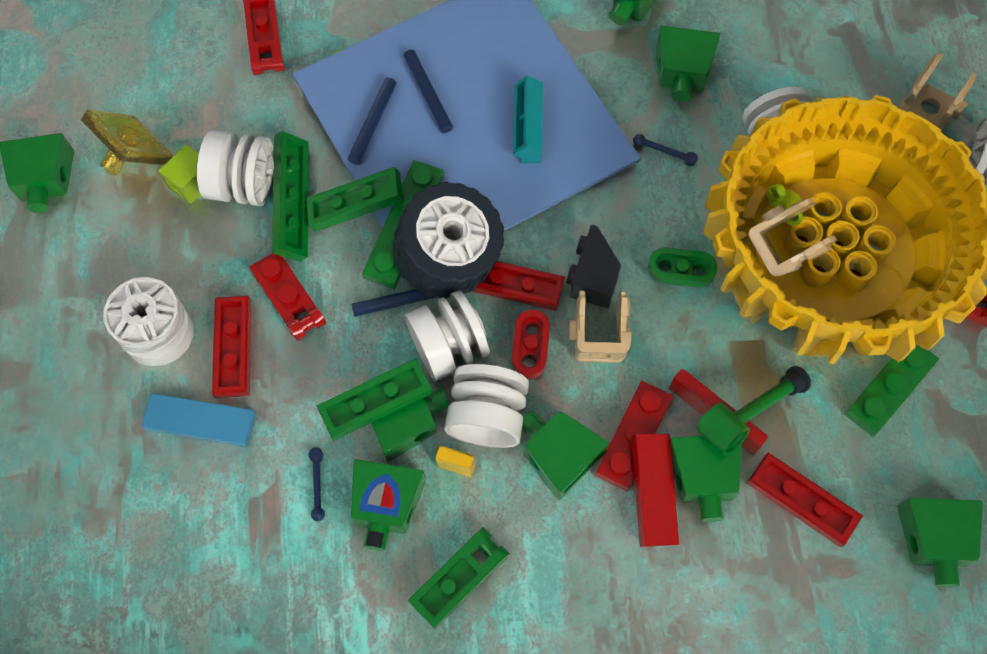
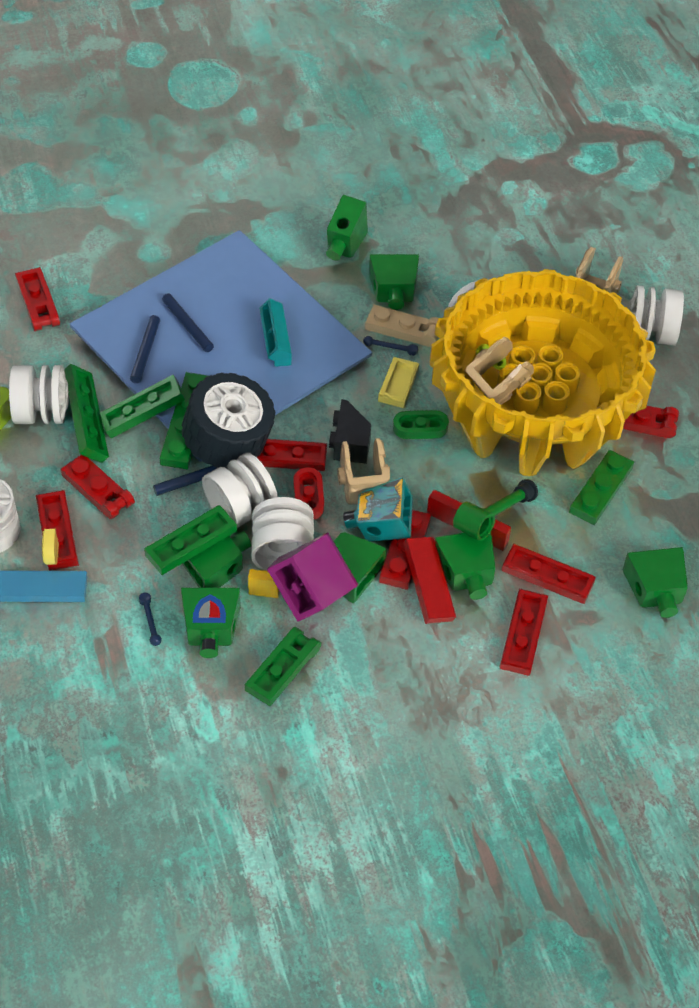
camera: 15 degrees left, 15 degrees down
(214, 378) = (50, 547): none -> light yellow tile
(509, 475) = (312, 576): none -> magenta slope
(615, 388) = (383, 512): none -> teal torso
(665, 202) = (398, 382): none -> light yellow tile
(686, 125) = (402, 325): none -> tan plate
(759, 577) = (524, 632): none -> red tile

